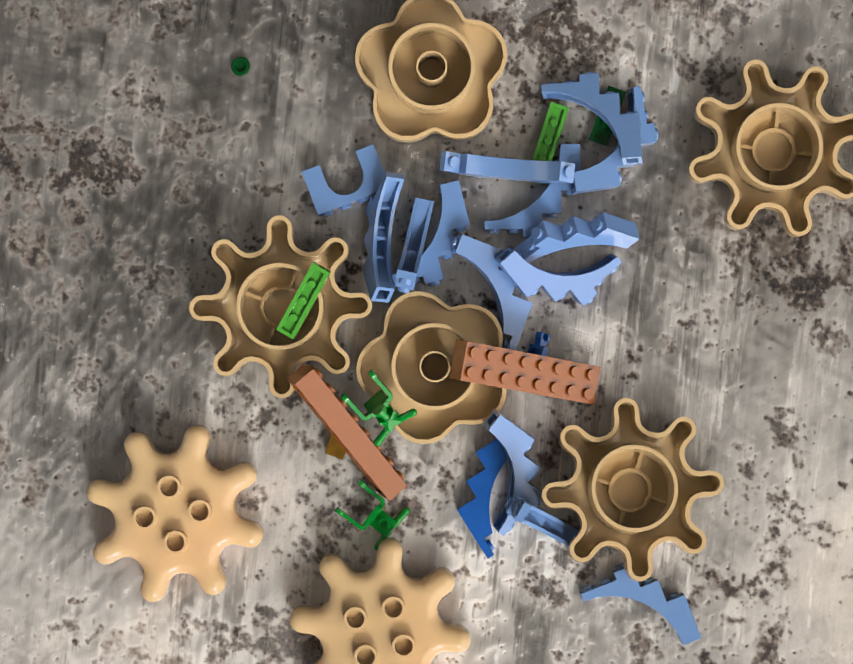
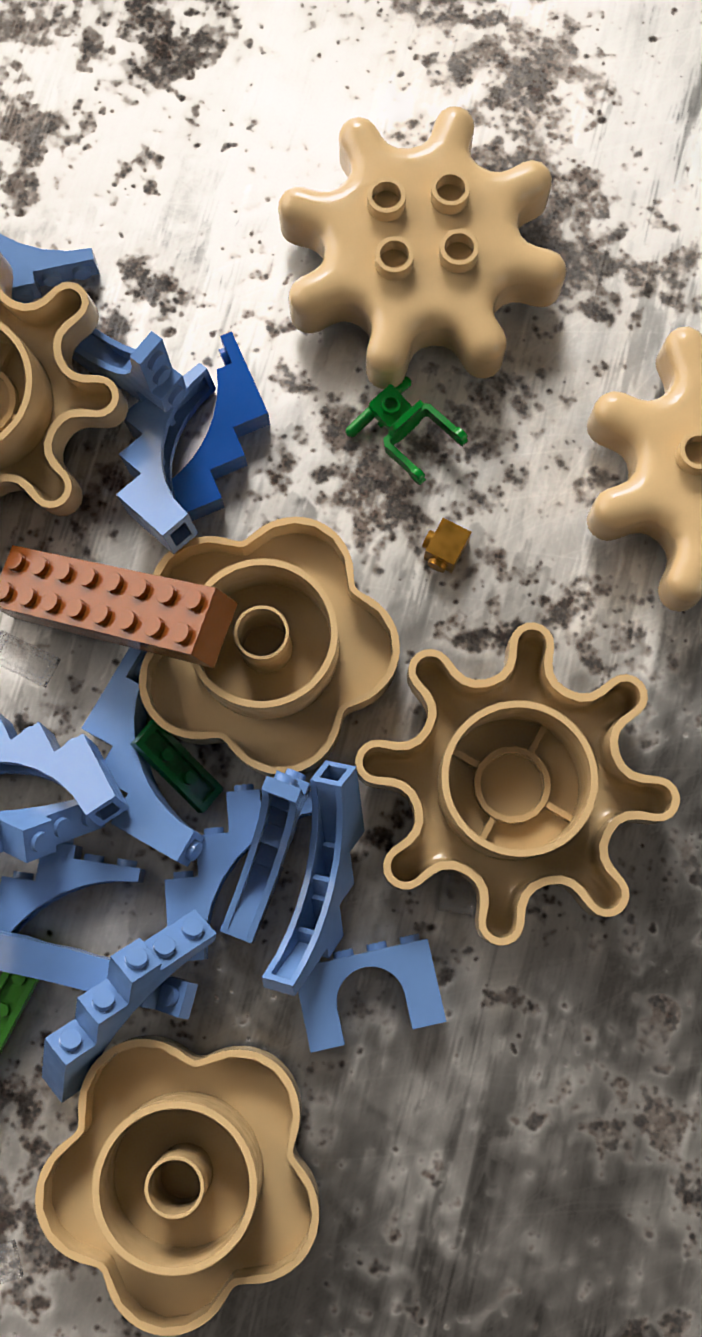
camera: 165 degrees left, 10 degrees down
(240, 66) = (530, 1237): dark green tile -> none
(303, 300) = (475, 781): bright green plate -> none
(346, 431) = (431, 555): brick -> none
(380, 408) = (366, 580): green piece -> none
(473, 289) = (177, 766): none -> dark green plate
(486, 149) = (104, 1008): none -> medium blue arch
(538, 347) = (89, 652): blue plate -> none

